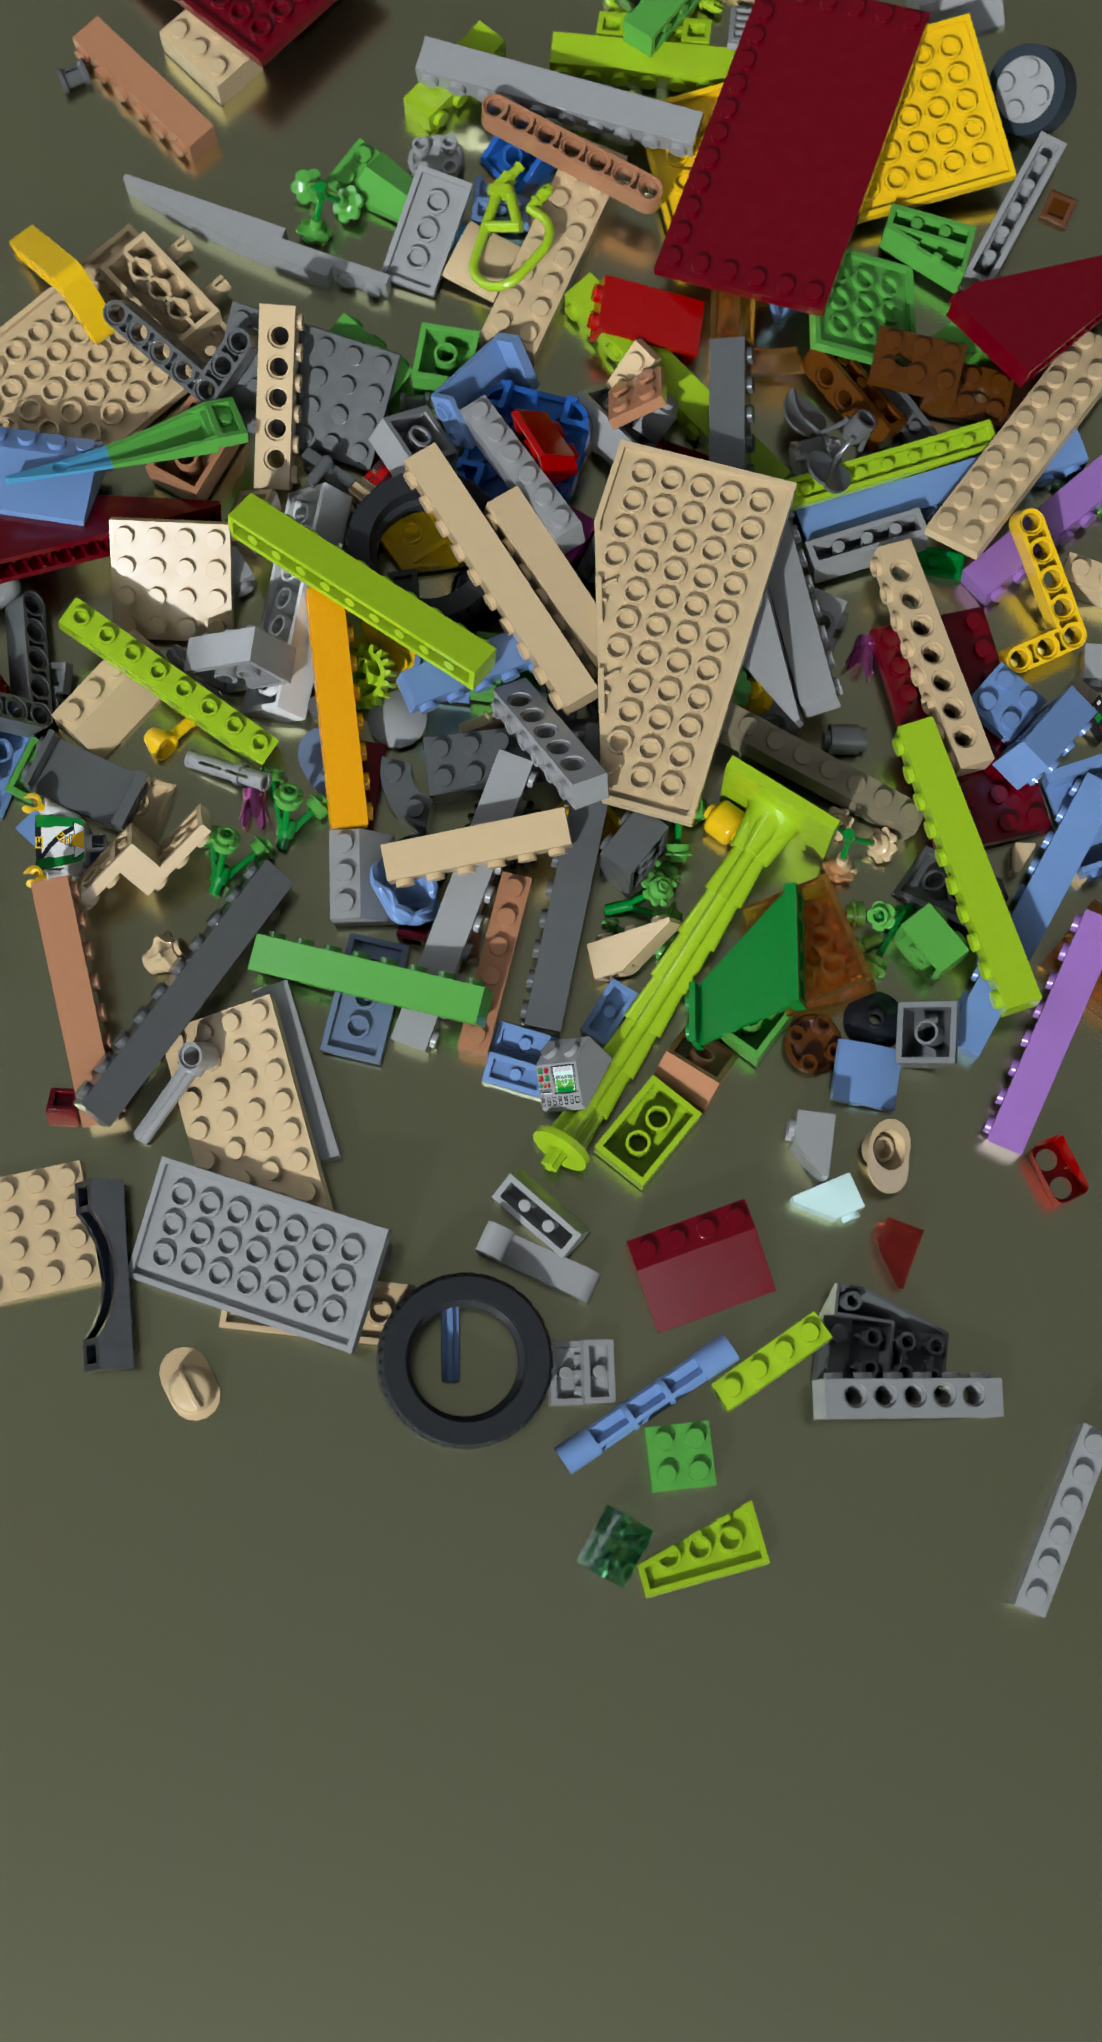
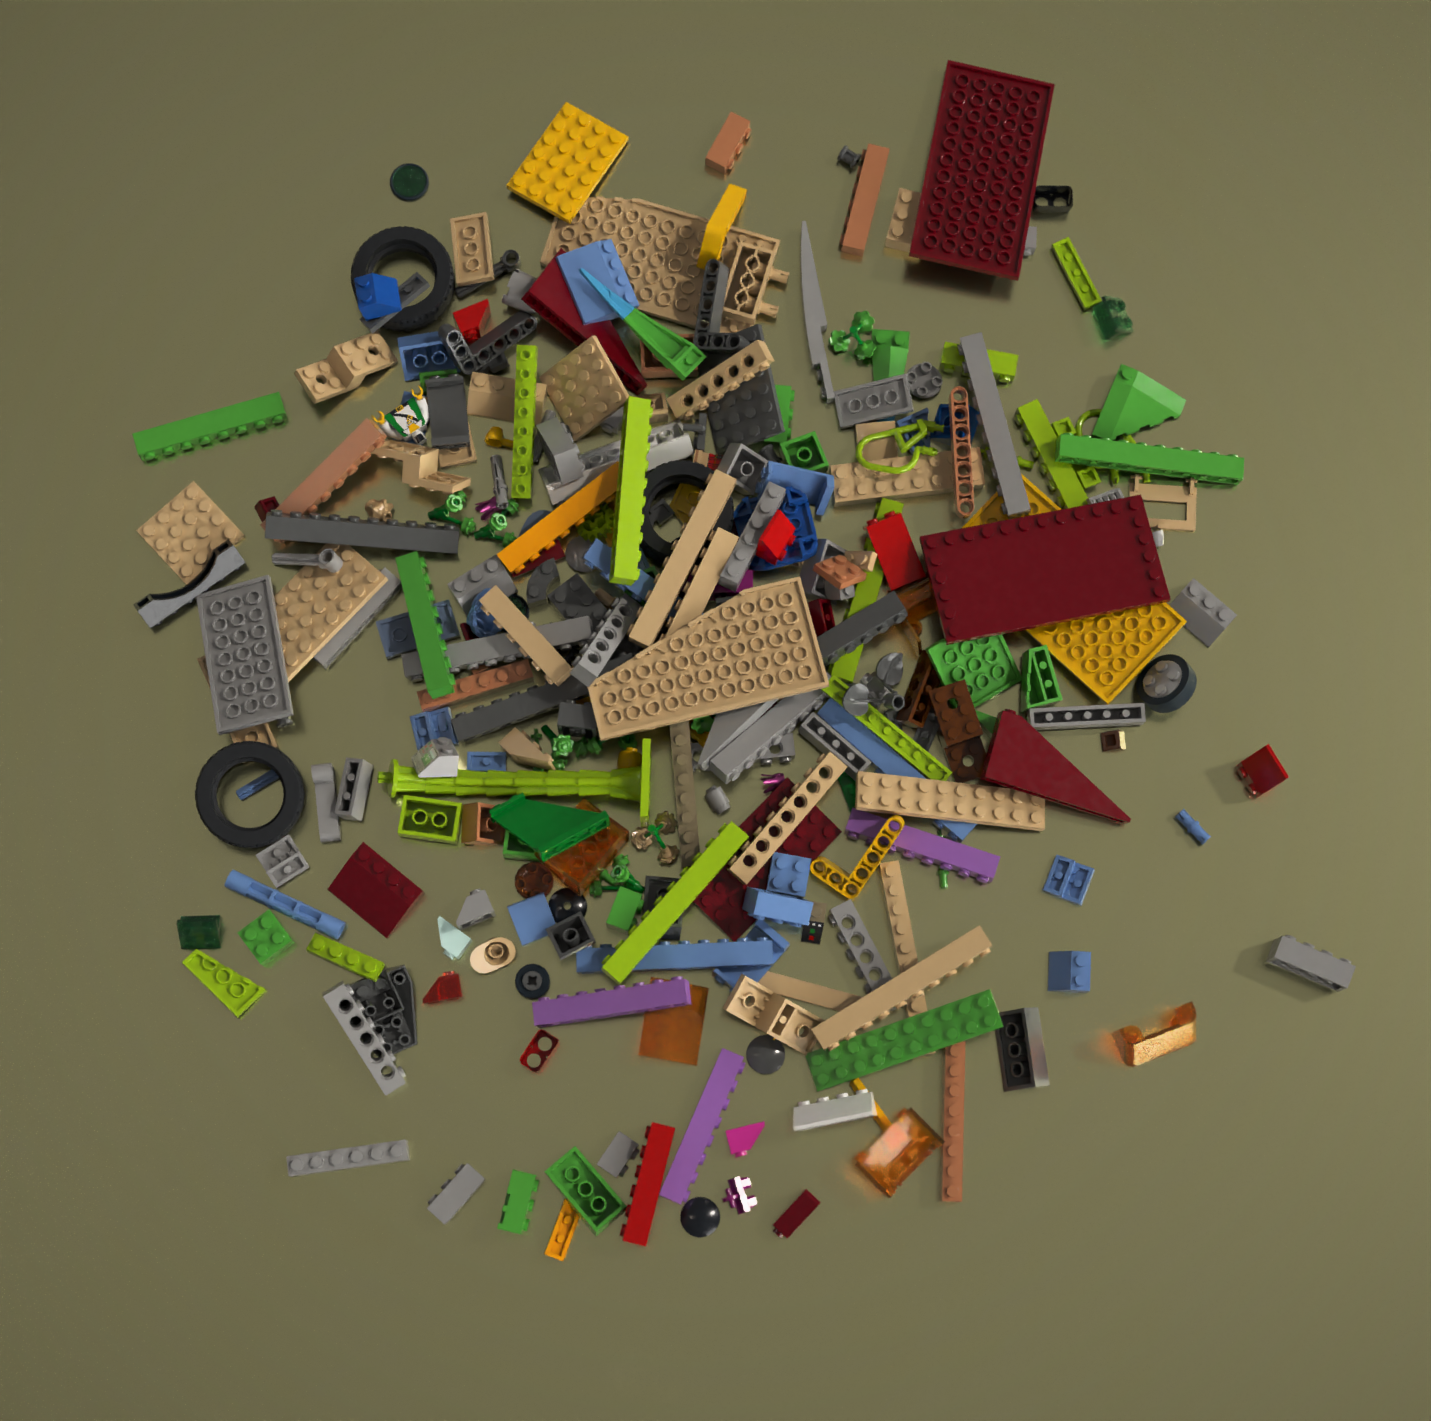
camera: 50 degrees right, 0 degrees up
(189, 1383) = (160, 662): tan piece -> none
(942, 1129) = (536, 977): none -> black wheel
(1017, 857) = (705, 933): tan slope -> none

